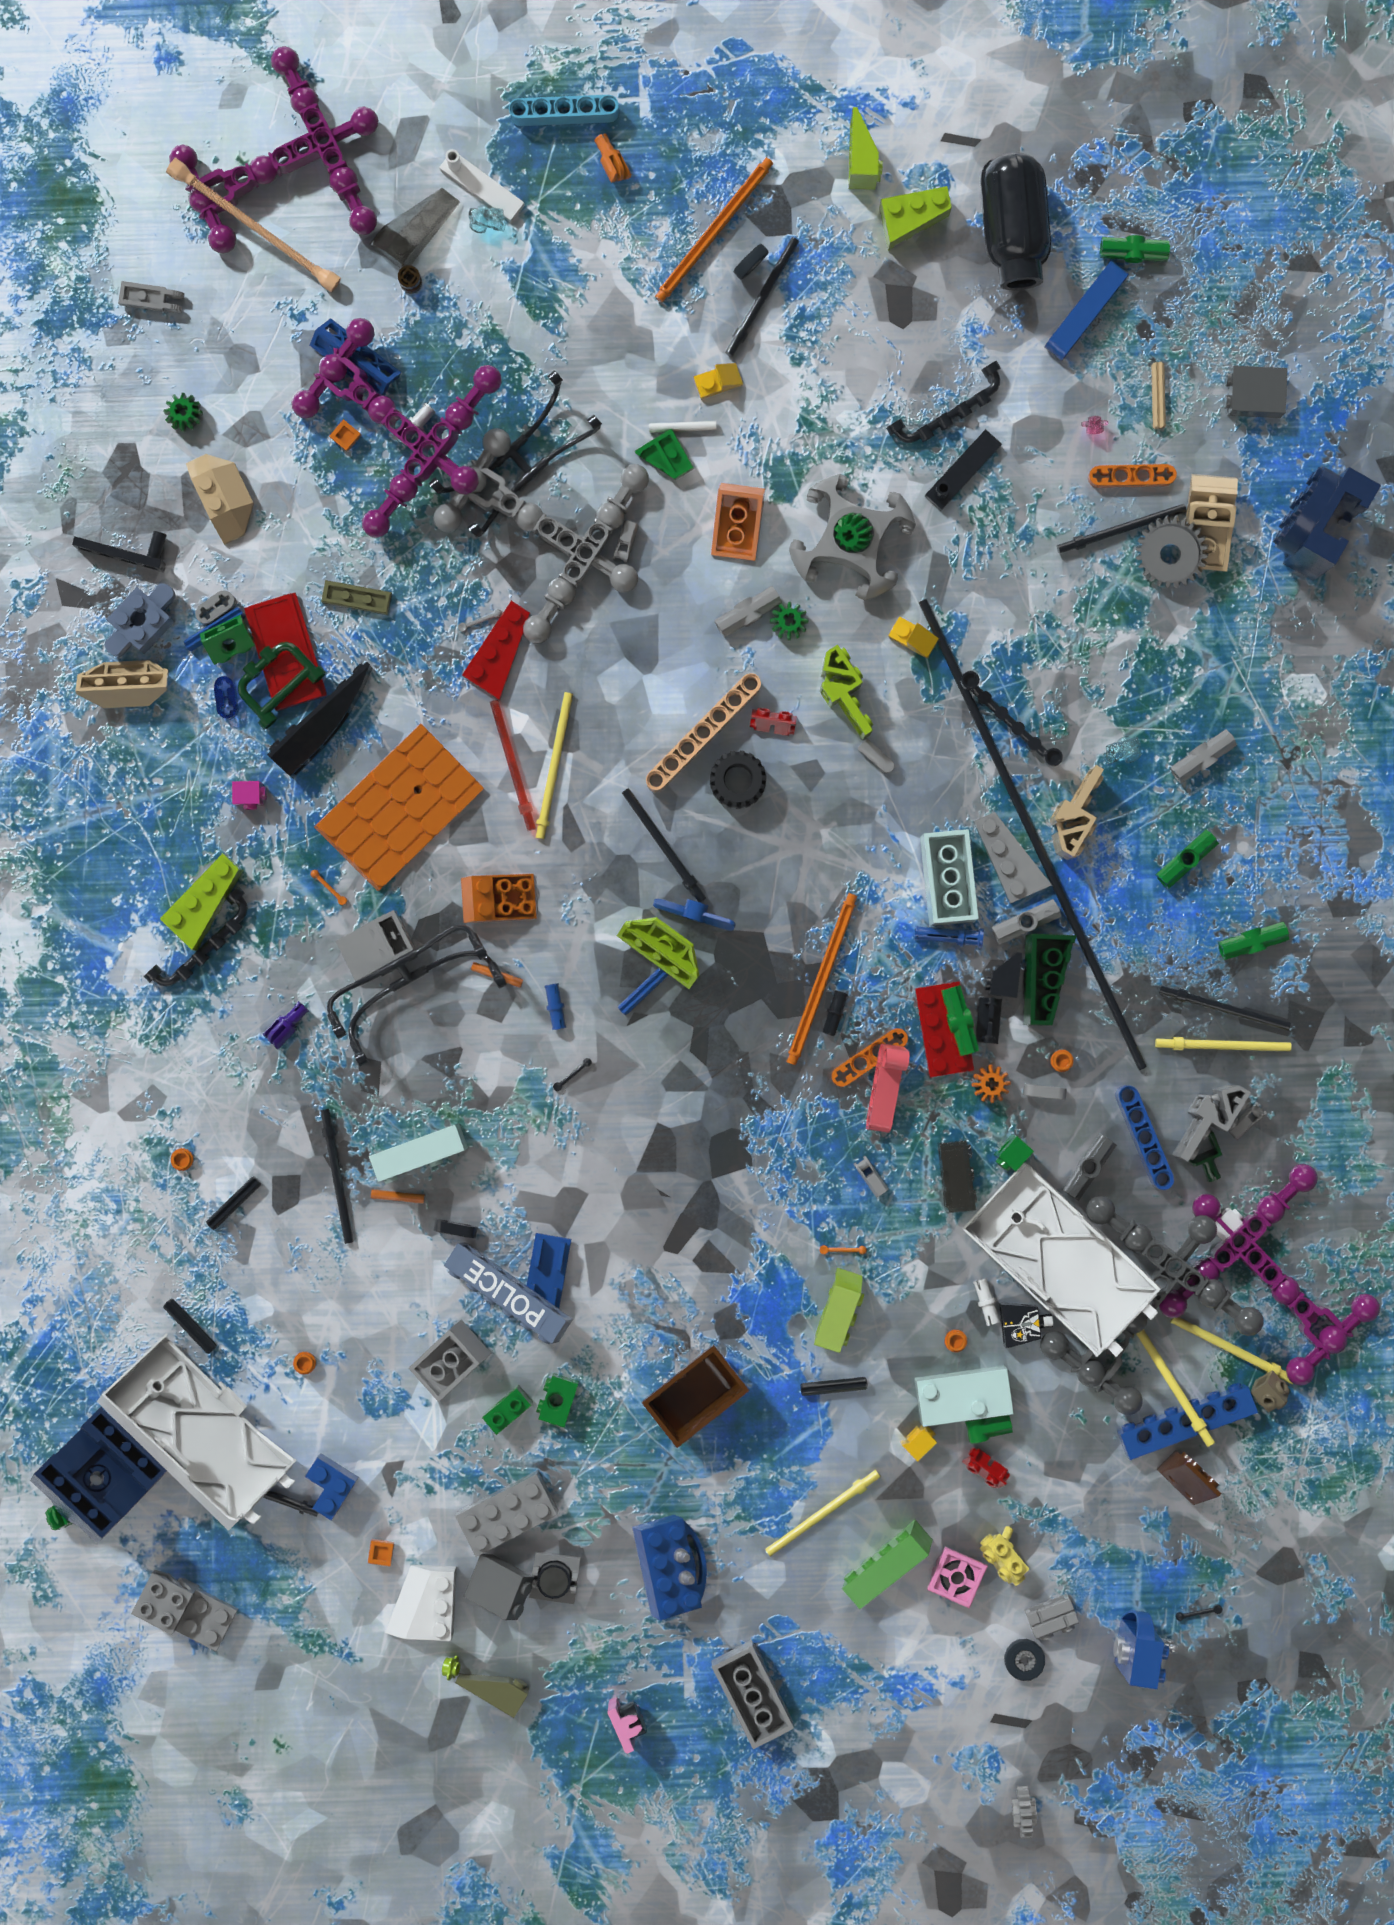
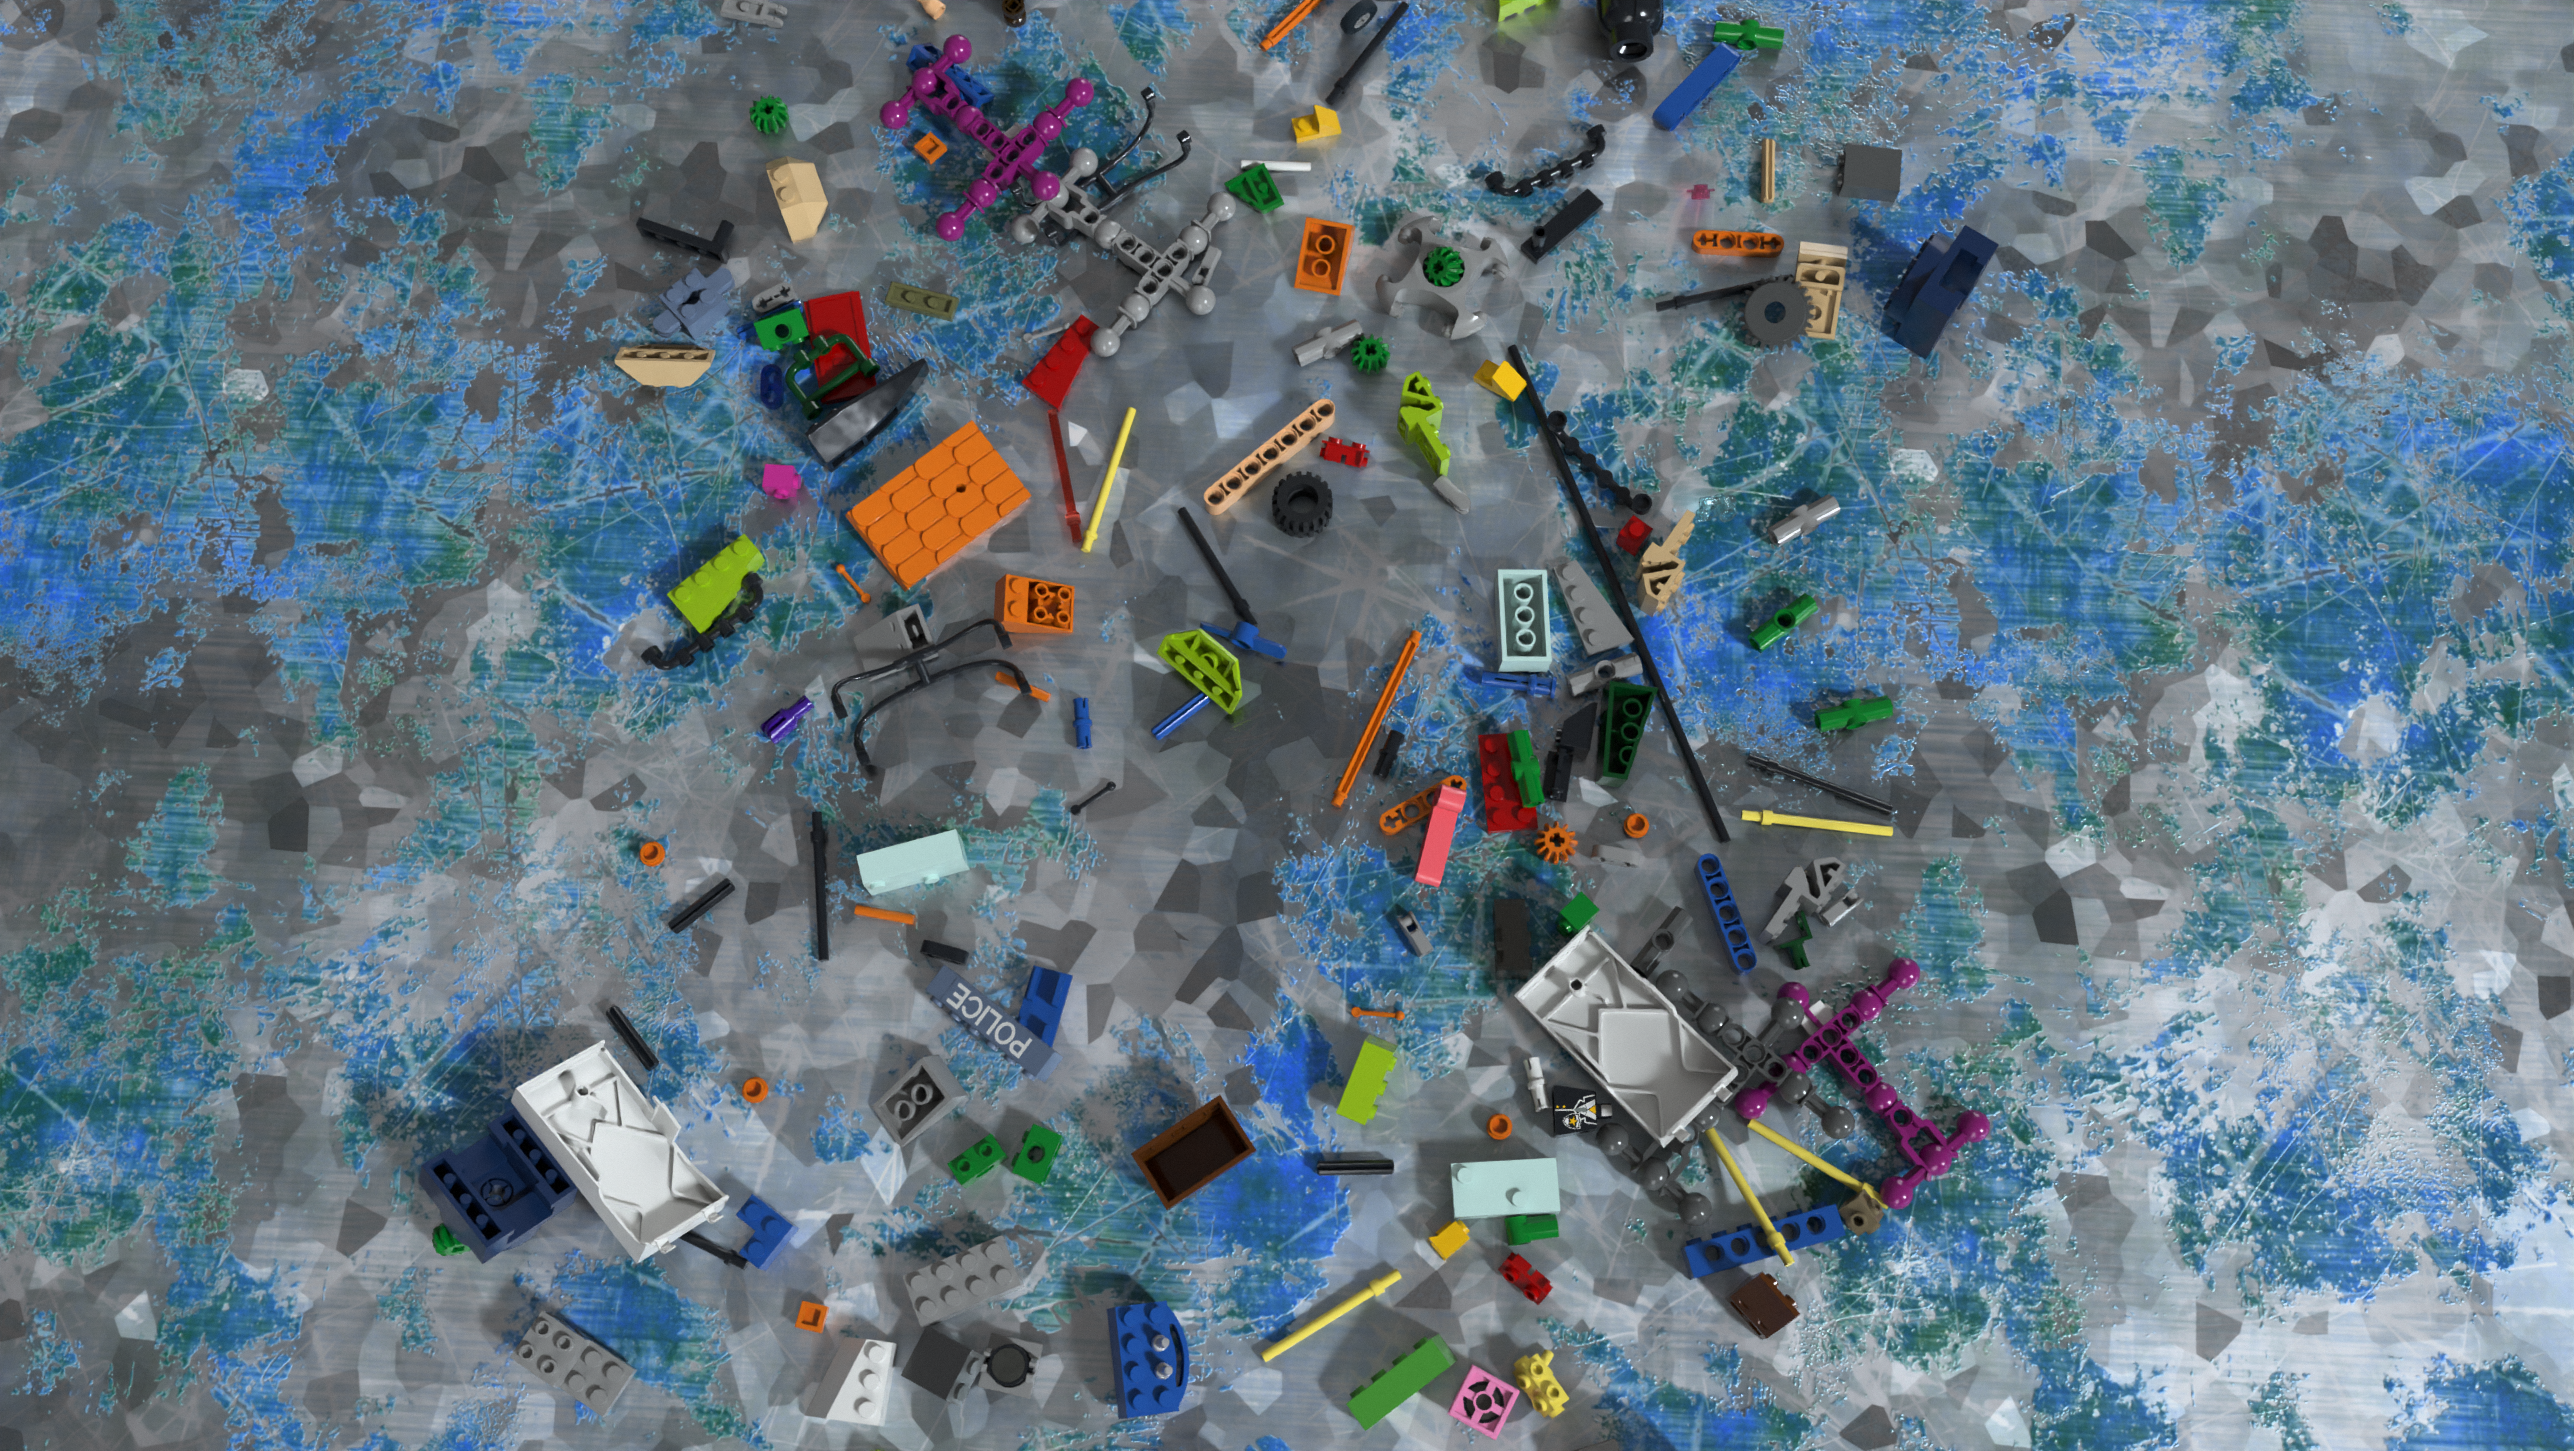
camera: 10 degrees right, 15 degrees down
(1047, 785) = (1634, 535): none -> red brick

